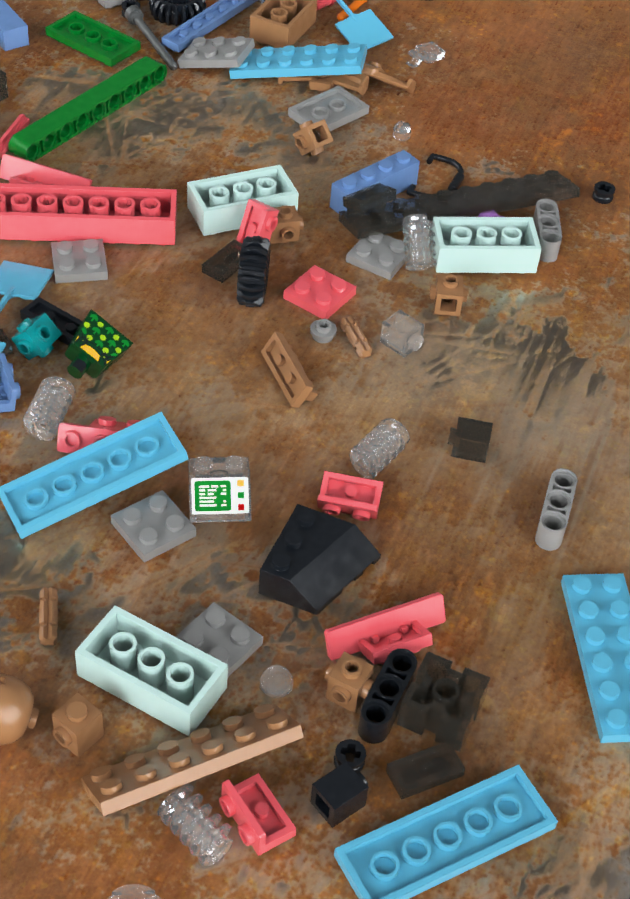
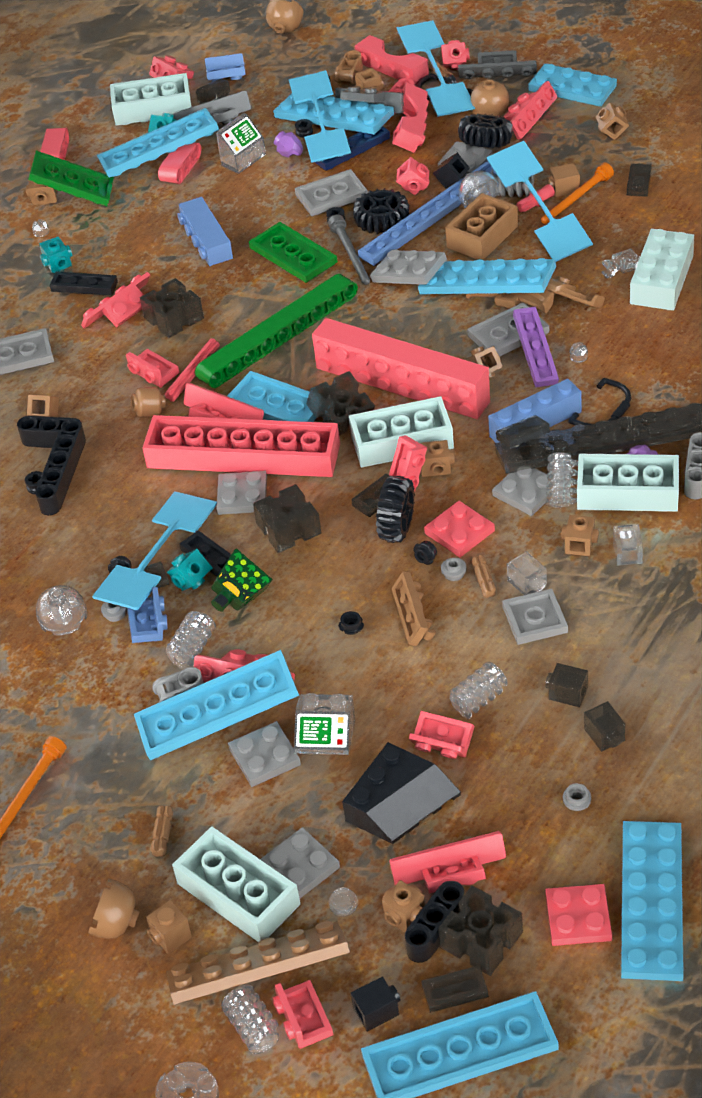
camera: 20 degrees right, 0 degrees up
(42, 453) = (177, 683): none -> light grey piece
(104, 169) = (275, 397): none -> medium azure plate
(135, 283) = (287, 518): none -> clear smoke brick
(171, 169) = (338, 401): none -> clear smoke brick
(225, 386) = (351, 623): none -> black plate
(228, 138) = (402, 367): none -> coral brick
(294, 311) = (425, 552): none -> black plate
(354, 747) = (393, 963): black bush -> none
(361, 123) = (535, 347): none -> medium lavender plate
(419, 374) = (535, 616): none -> light grey plate
(466, 59) = (662, 269): none -> light aqua brick
(497, 303) = (627, 544): none -> clear brick
(507, 553) = (576, 791): none -> light grey plate
(520, 479) = (604, 726): none -> clear smoke brick
(539, 677) = (578, 914): none -> coral plate
(556, 509) = (632, 757): light grey beam -> none

